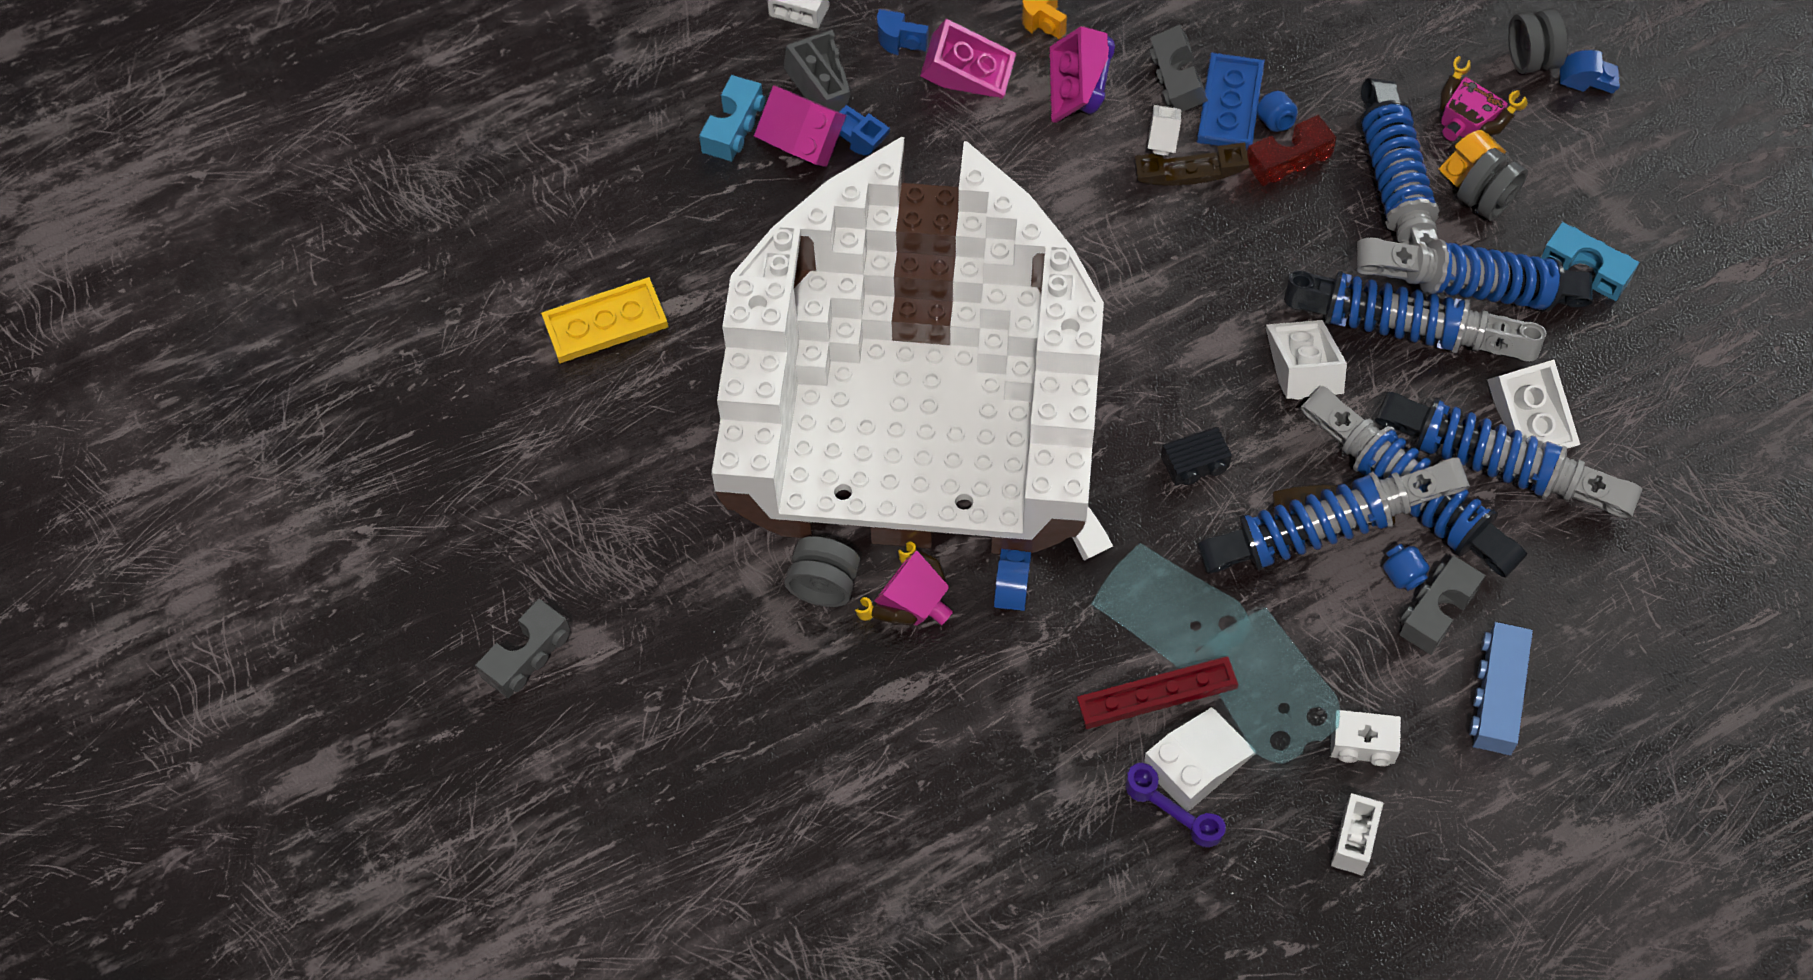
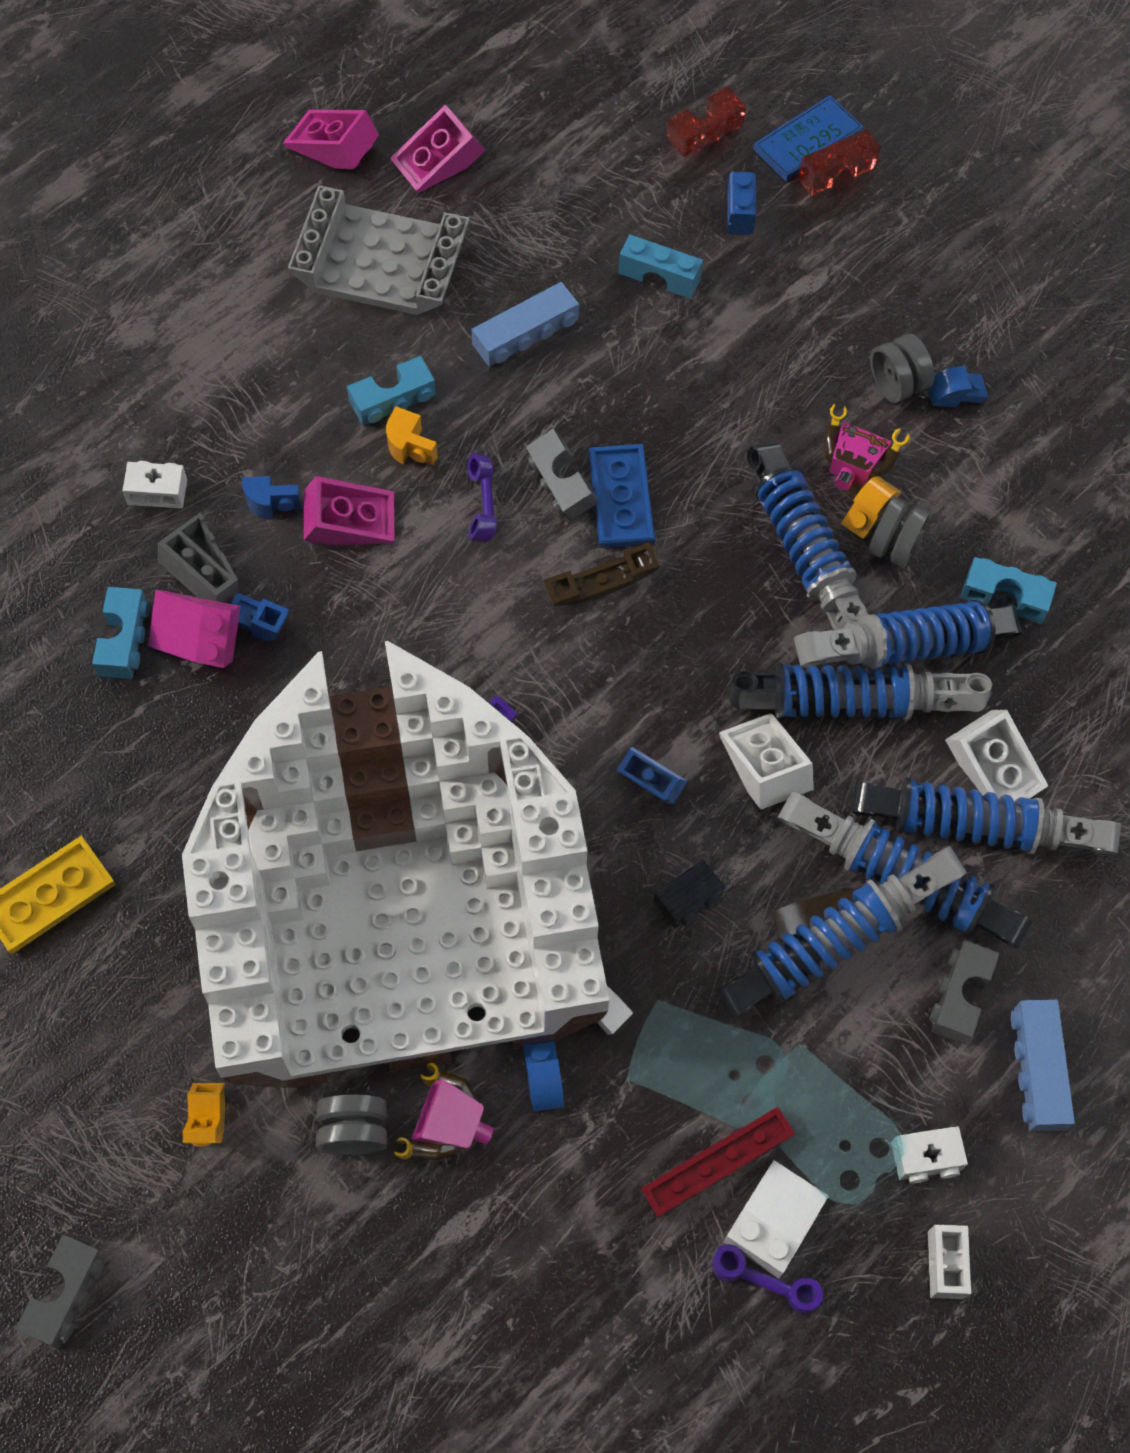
camera: 20 degrees left, 5 degrees up
(693, 534) = (205, 1114): none -> light orange brick
(1075, 69) = (462, 503): dark pink slope -> none
(1164, 130) = (567, 547): white brick -> none
(1189, 344) = (651, 776): none -> blue brick
(1272, 161) = (680, 554): clear red arch -> none
(1277, 111) = (670, 498): blue head -> none
(1406, 567) = (921, 961): blue head -> none

